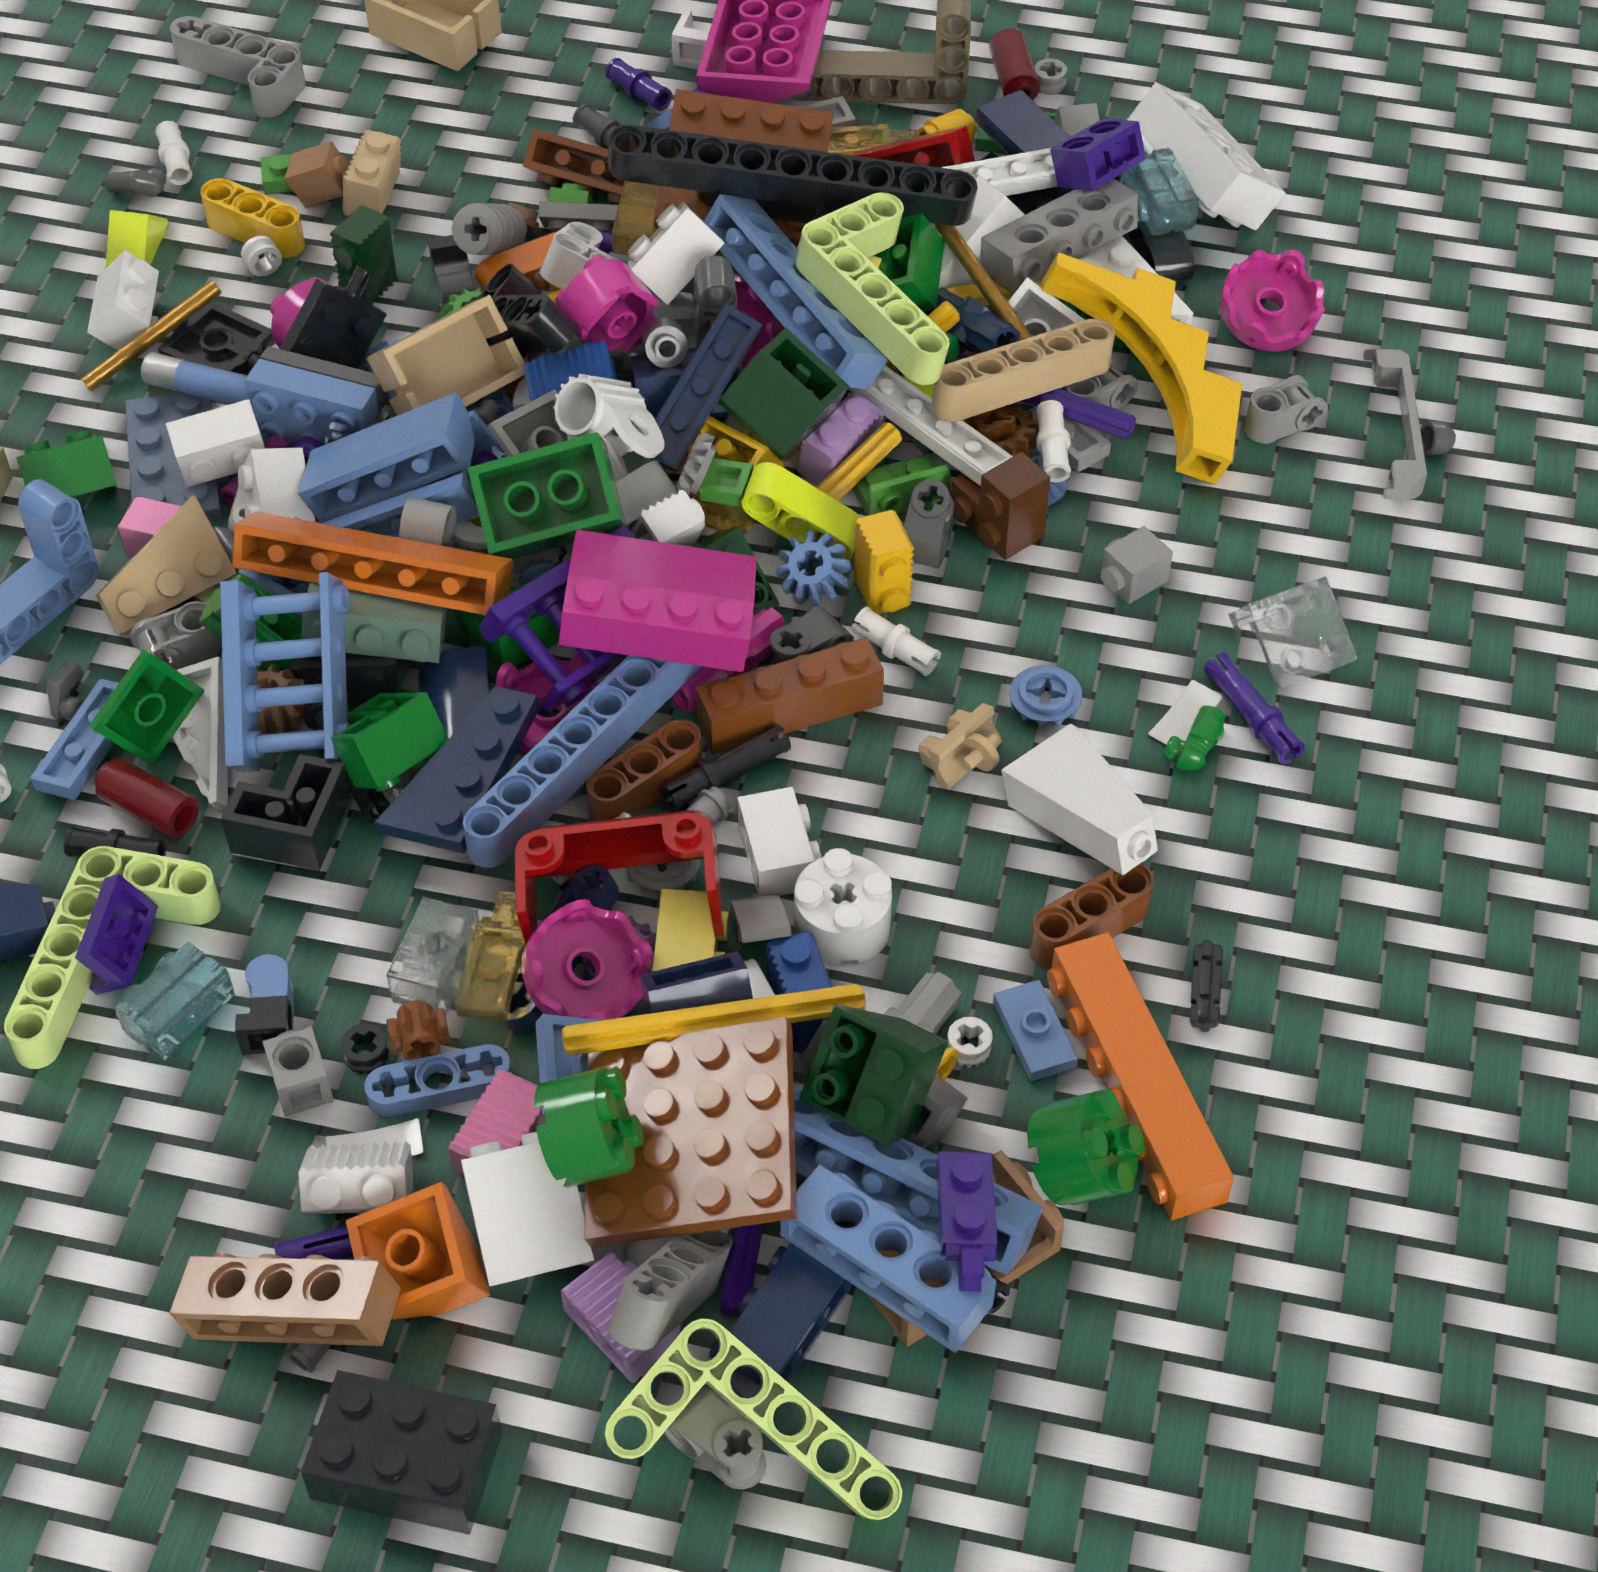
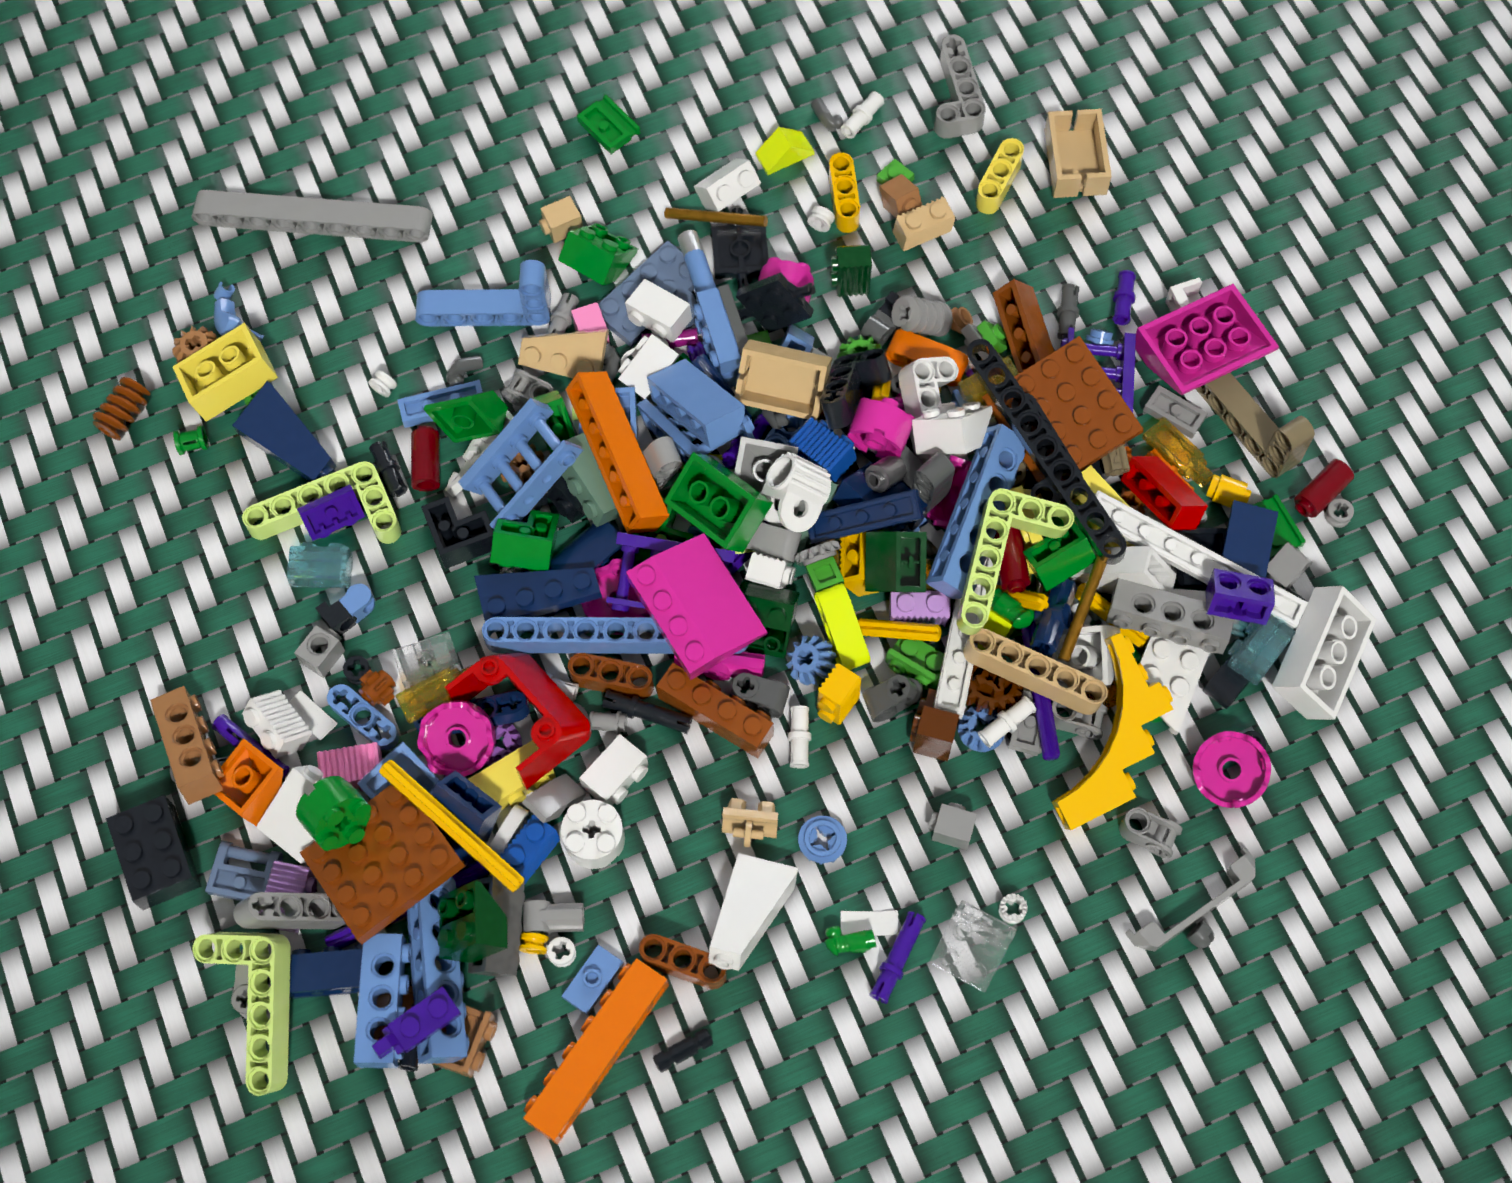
camera: 55 degrees right, 15 degrees up
(109, 552) = (561, 318): none -> light grey pin
(385, 90) = (1003, 166): none -> light yellow beam
(544, 1368) = (236, 881): none -> sand blue plate
(1085, 1148) = (516, 1054): green brick -> none
(1282, 569) = (1011, 899): none -> white bush

